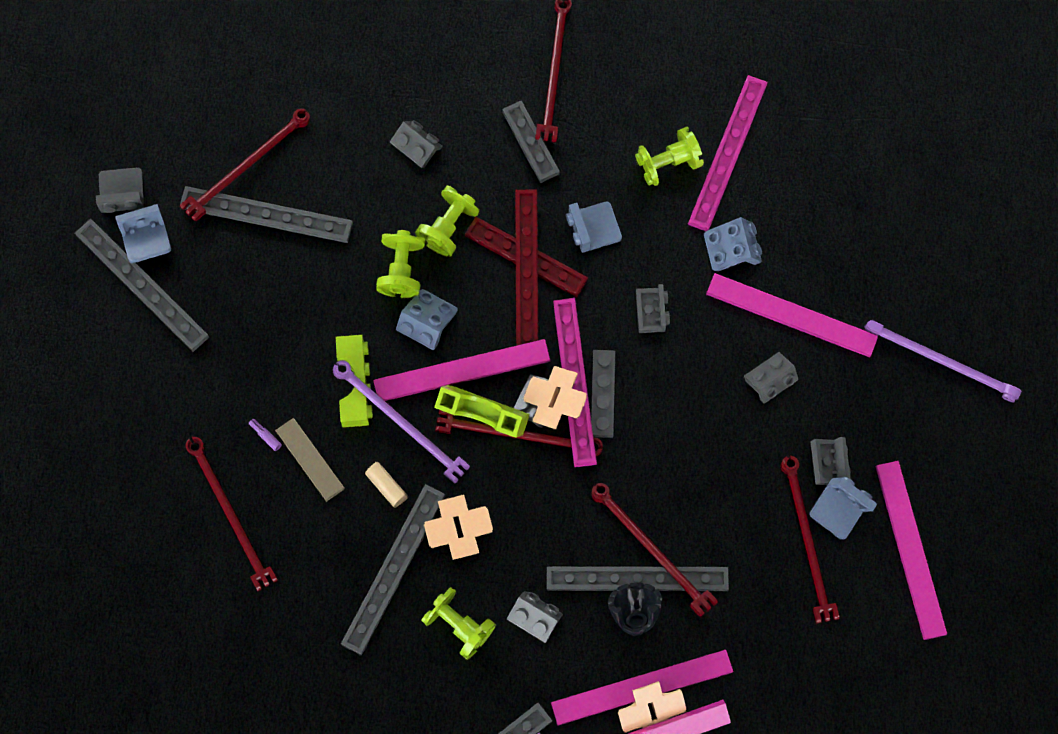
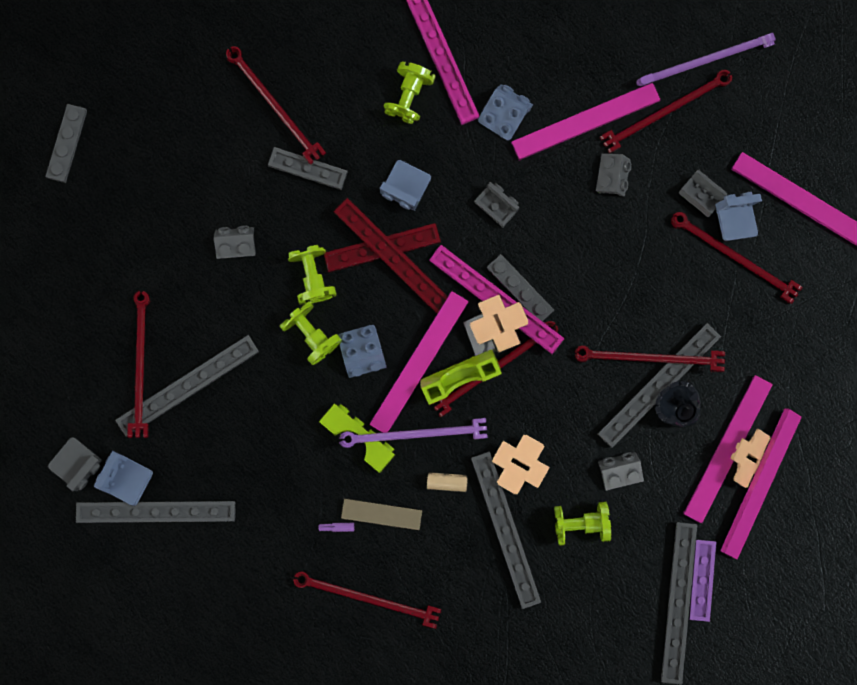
camera: 45 degrees left, 10 degrees up
(870, 369) = (614, 139): none -> dark red hinge

